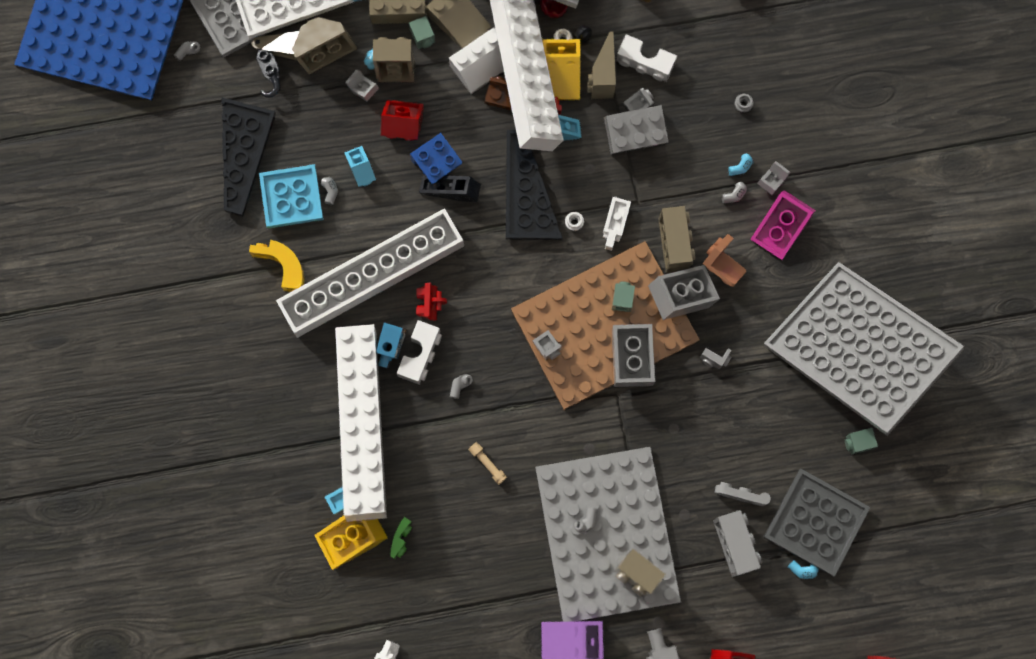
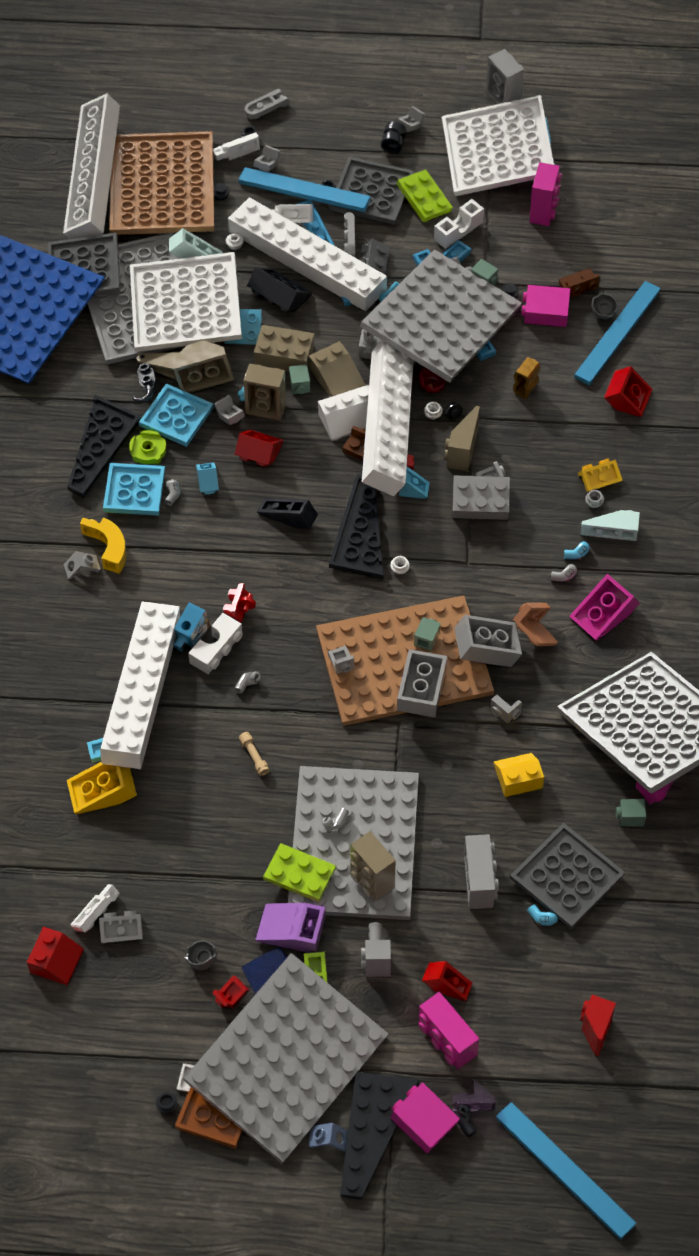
camera: 15 degrees right, 20 degrees down
(187, 48) = (75, 350): light grey arm -> none
(263, 292) = (81, 561): none -> light grey bracket
(288, 155) = (150, 456): none -> lime plate
(309, 101) = (176, 415): none -> medium azure plate
(370, 273) = (189, 565): white brick -> none
(398, 545) = (145, 802): bright green slope -> none
(436, 158) = (280, 482): blue bracket -> none
(564, 67) = (425, 432): yellow slope -> none
(566, 585) = (299, 872): none -> lime plate
(615, 221) = (439, 573): white hinge -> none
(658, 67) = (519, 451): white arch -> none
(676, 239) = (494, 591): dark tan brick -> none
(742, 494) = (499, 834): light grey plate -> none
(743, 75) = (600, 475): none -> yellow bracket
(745, 423) = (519, 774): none -> yellow slope
(773, 178) = (609, 565): light grey bracket -> none
(775, 128) = (614, 525): none -> light aqua slope

